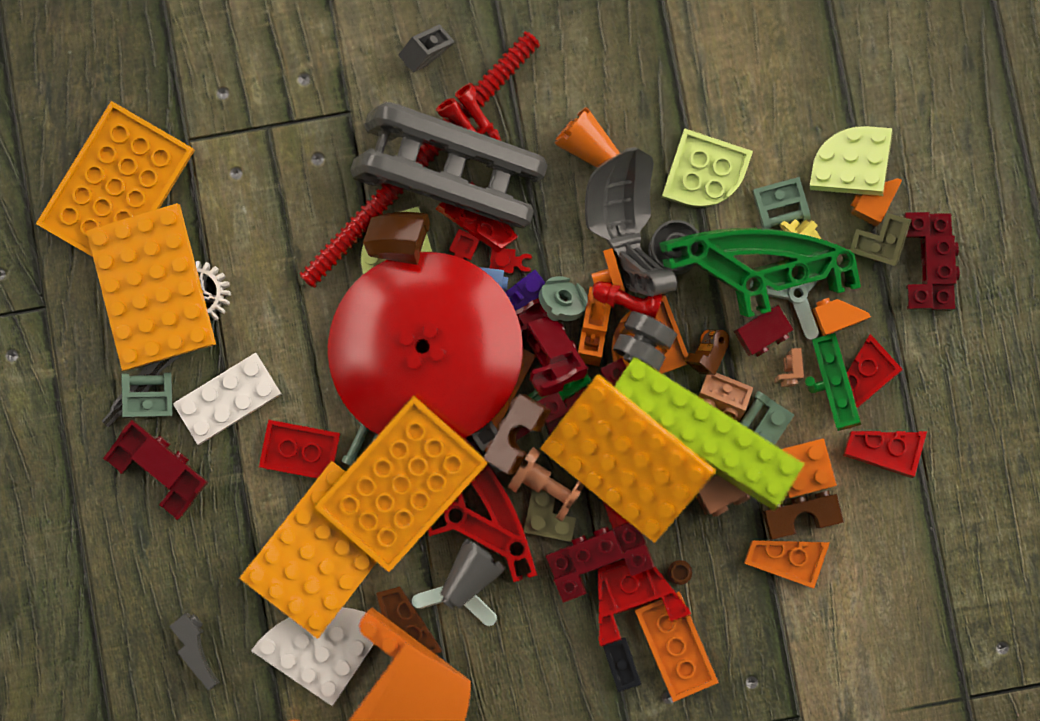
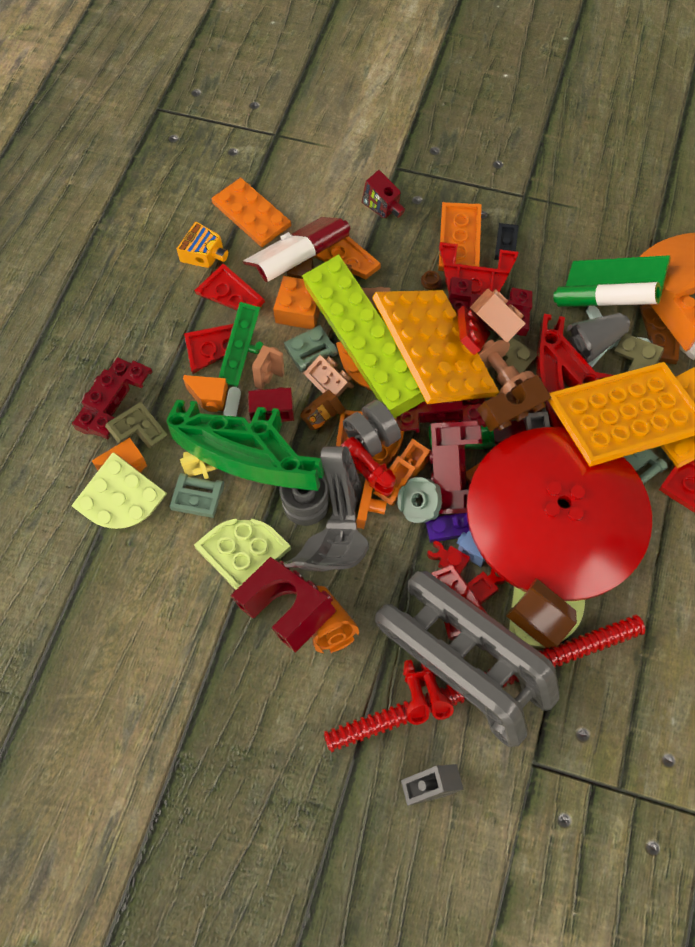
camera: 145 degrees left, 20 degrees down
(413, 581) = (639, 351): none -> olive plate
(479, 651) = (614, 282): none -> green door
(581, 530) = (501, 318): none -> brick
(598, 500) = (471, 331): none -> red wing
(605, 130) = (302, 619): none -> dark red arch
(797, 657) = (382, 196): none -> dark red torso
(847, 534) = (298, 246): none -> door
(929, 568) = (251, 212): none -> orange plate
(952, 489) = (201, 247): none -> light orange torso

